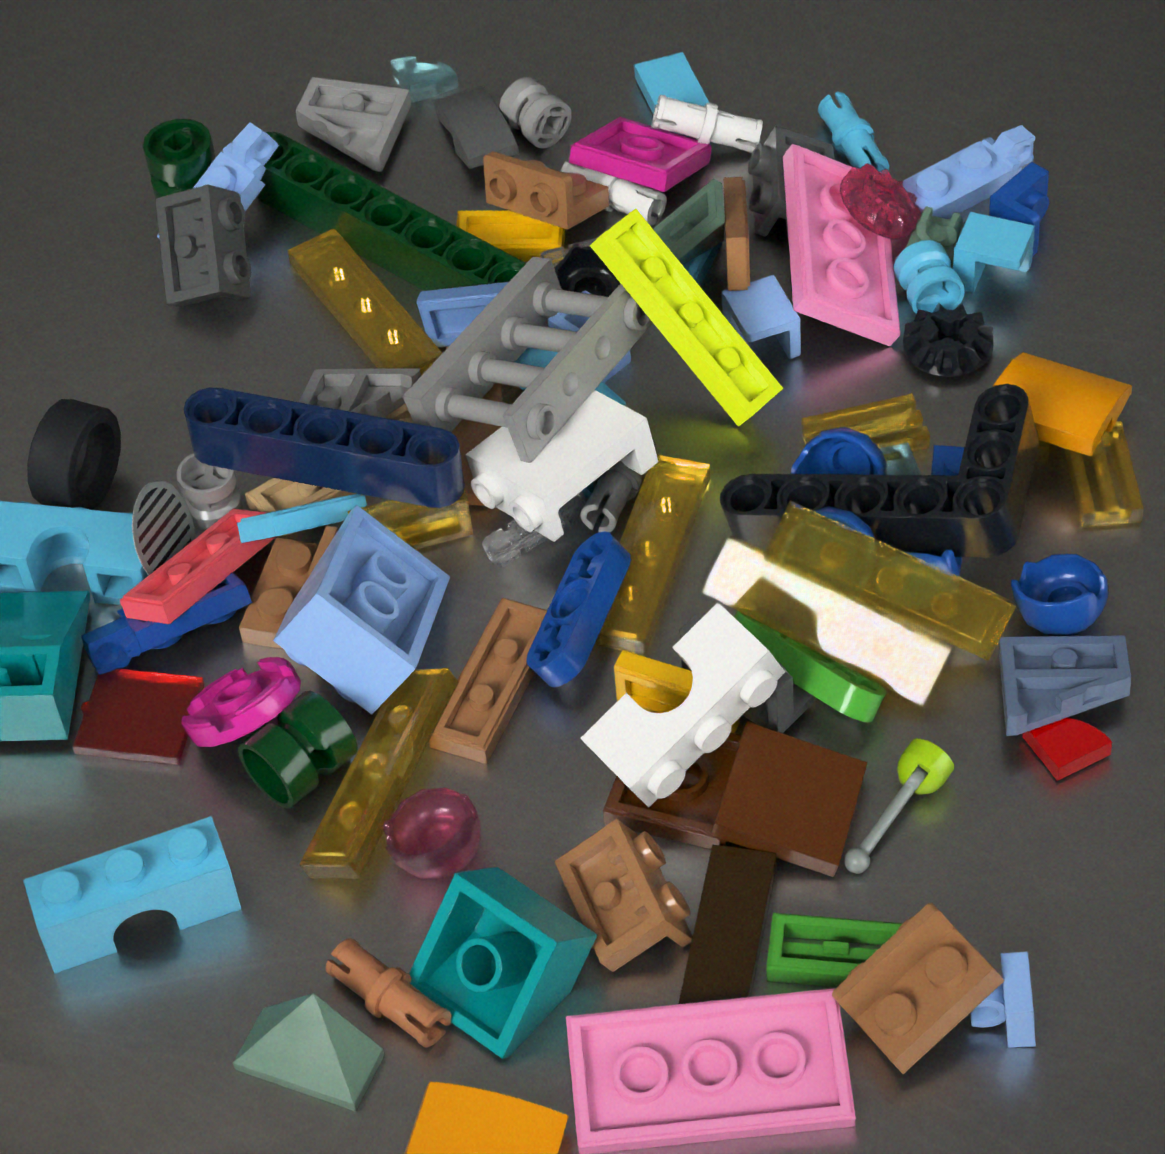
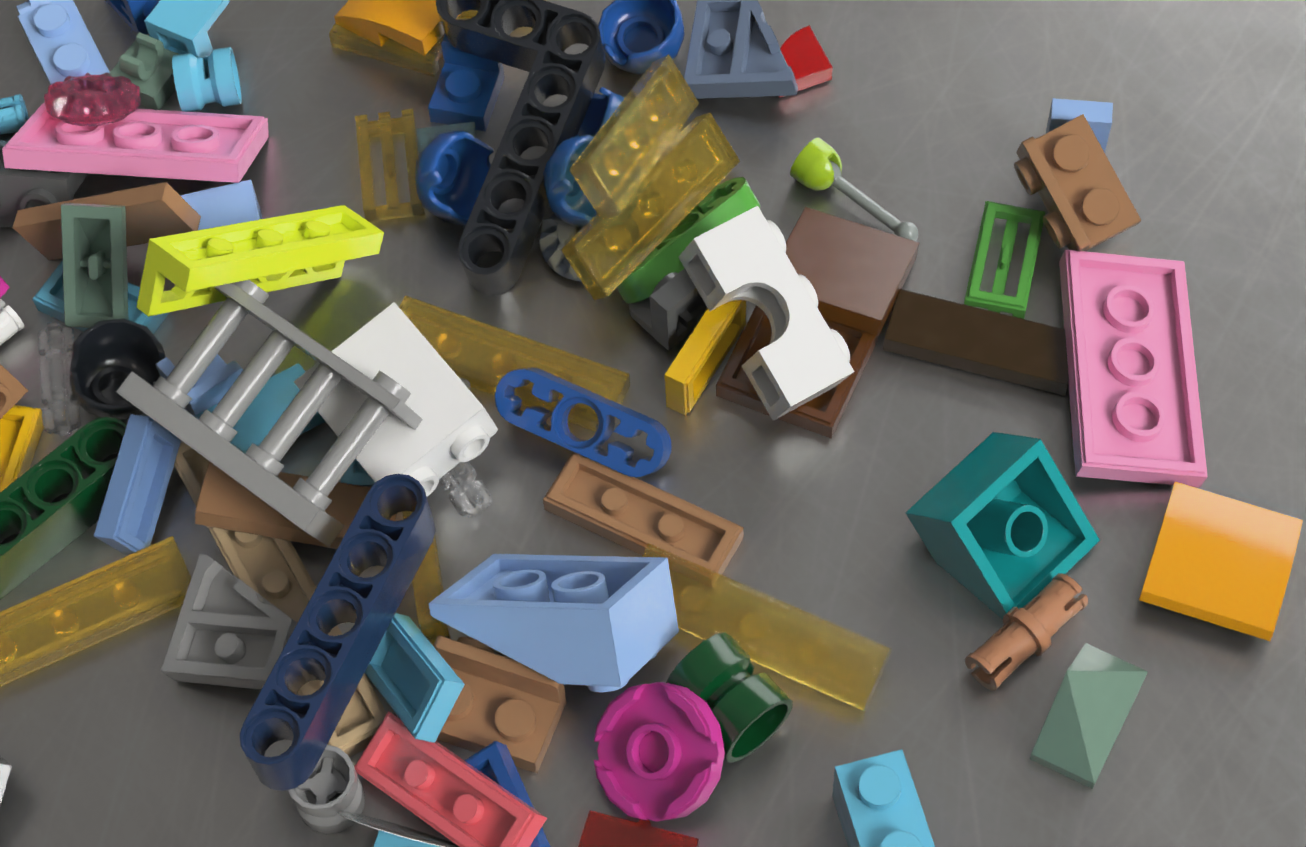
camera: 85 degrees left, 10 degrees up
(433, 833) = (851, 571): clear pink hair -> none
(623, 893) = (937, 416): medium nougat bracket -> none
(948, 356) = (273, 99): black gear -> none

